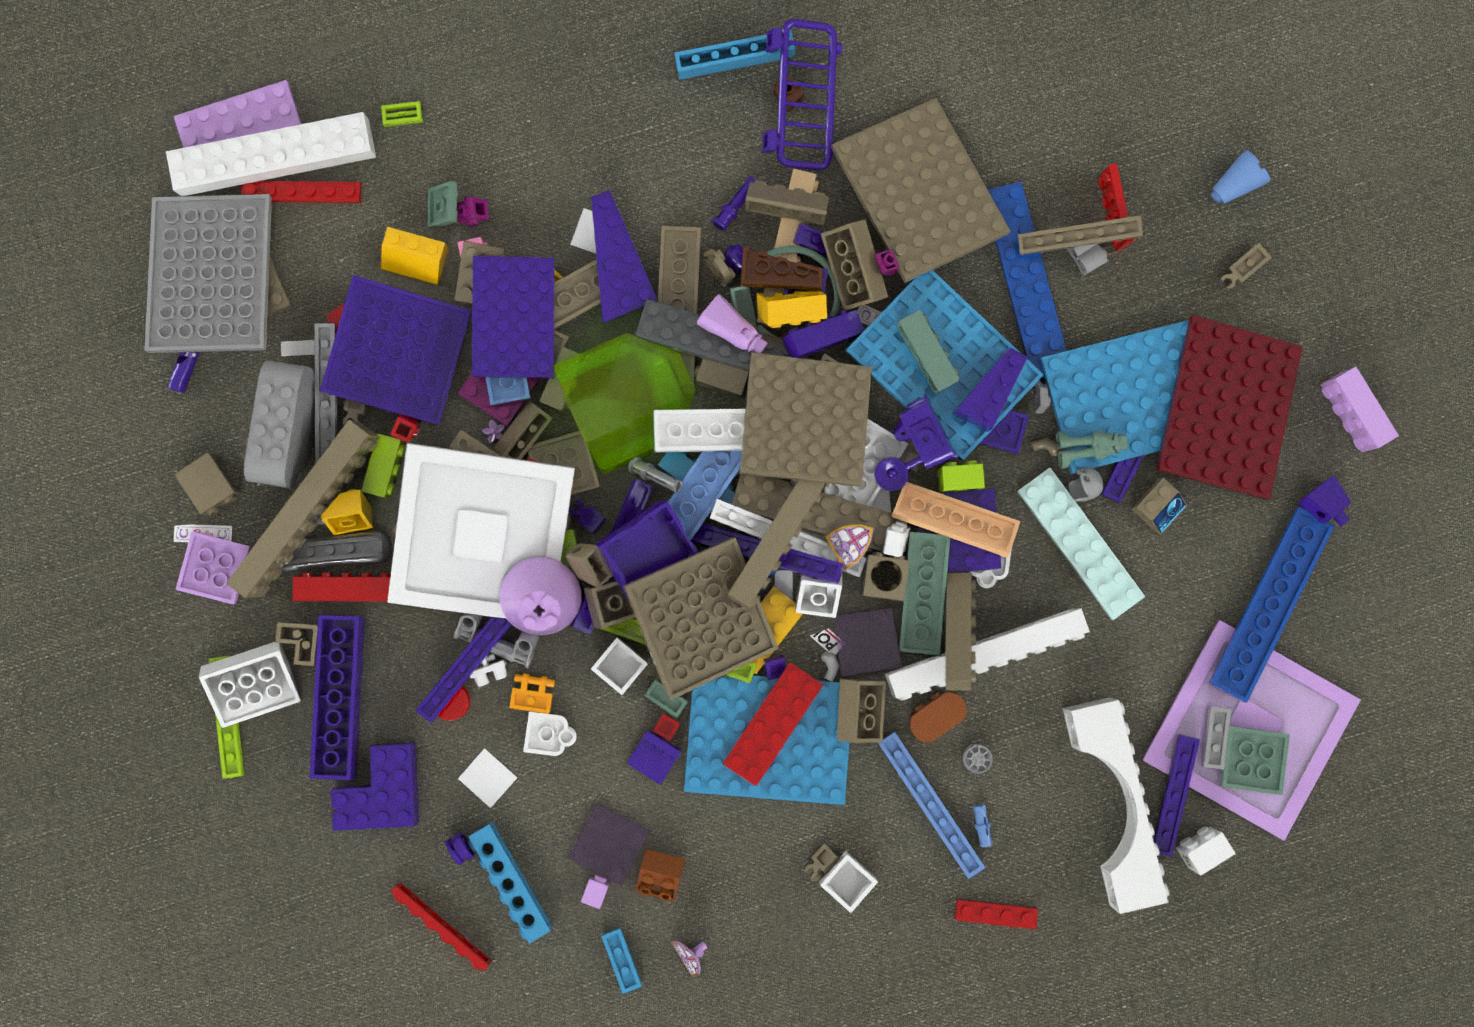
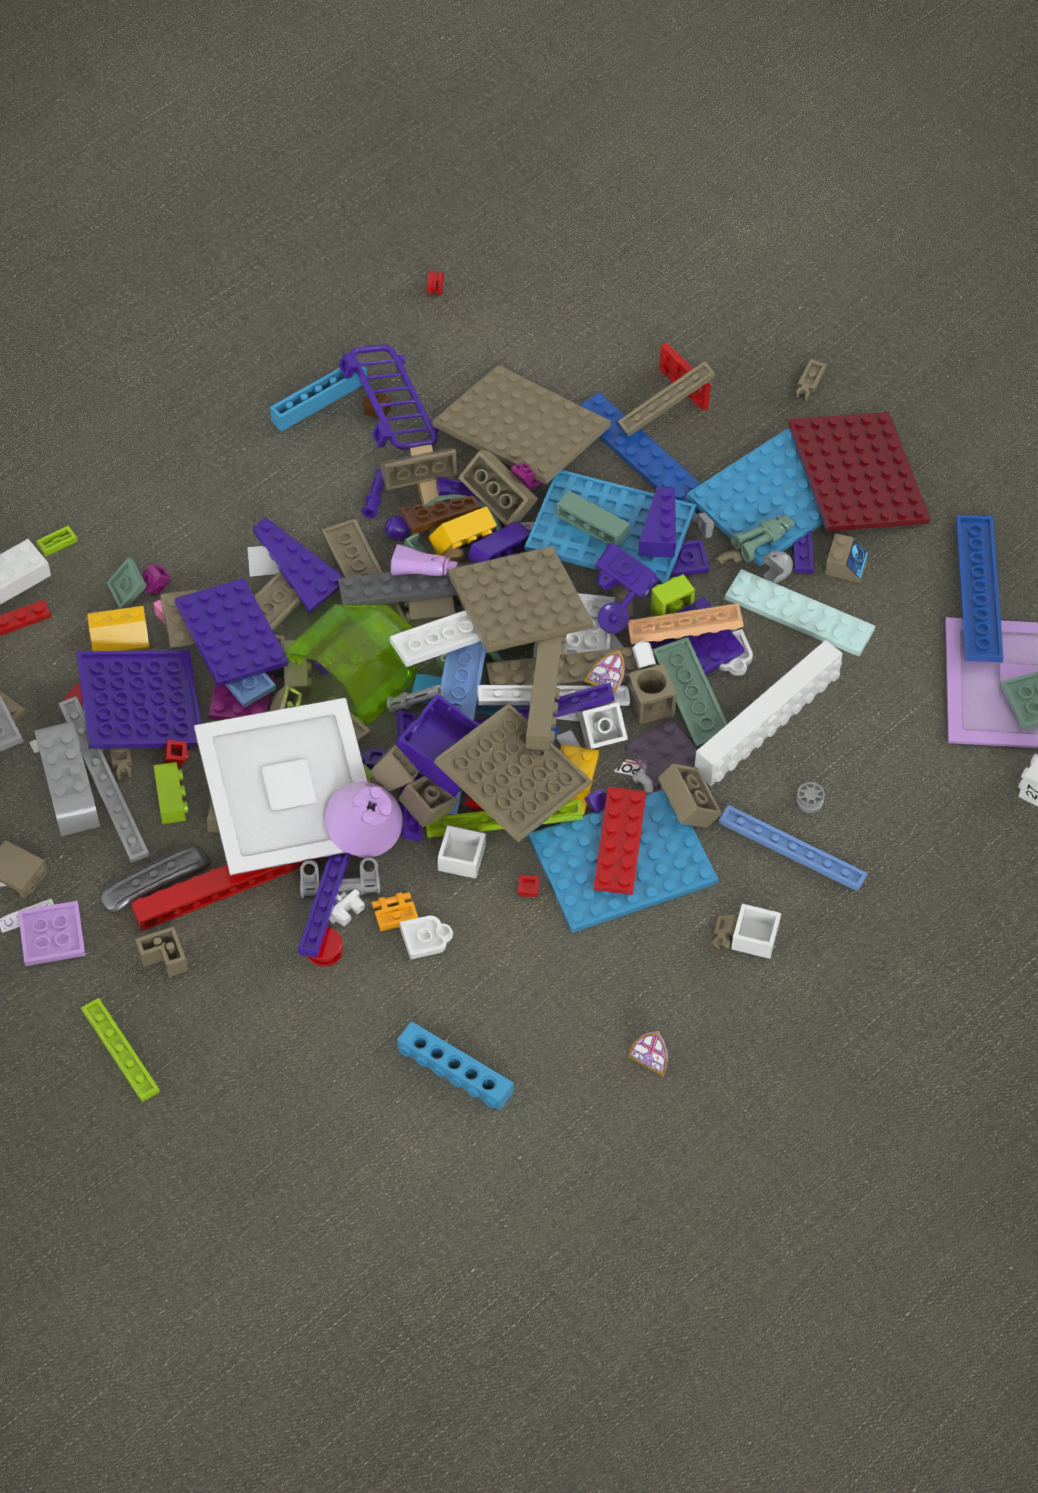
camera: 25 degrees left, 30 degrees down
(249, 684) = (132, 1007): white slope -> none
(303, 510) = (117, 841): dark tan brick -> none
(337, 697) = (219, 983): dark purple brick -> none
(348, 513) = (159, 832): yellow slope -> none
(390, 797) = (306, 1045): dark purple piece -> none
(437, 923) = (415, 1131): red plate -> none
(459, 848) = (394, 1056): dark purple wheel -> none
(487, 778) = (389, 997): white sticker -> none
(595, 891) = (537, 1040): lavender brick -> none
(609, 844) = (528, 1001): clear purple plate -> none
(621, 960) = (592, 1086): dark azure plate -> none
(654, 756) = (530, 909): dark purple bracket -> none
(657, 694) = (515, 864): sand green plate -> none
(660, 875) = (588, 1002): dark orange slope -> none
(718, 267) = (383, 528): dark tan plate -> none
(936, 716) = (757, 779): dark orange brick -> none
(959, 632) = (737, 696): dark tan brick -> none
(982, 825) = (846, 845): medium blue pin -> none
(996, 913) = (899, 908): red plate -> none
(1088, 257) = (680, 417): light grey brick -> none
(1133, 871) = (902, 731): white arch -> none
(1175, 794) = (991, 754): dark purple tile -> none
(1216, 737) = (996, 696): light grey plate -> none
(1240, 179) = (770, 322): medium blue cone -> none
(1327, 502) = (975, 501): dark purple torso -> none
(1358, 410) = (958, 431): lavender brick -> none

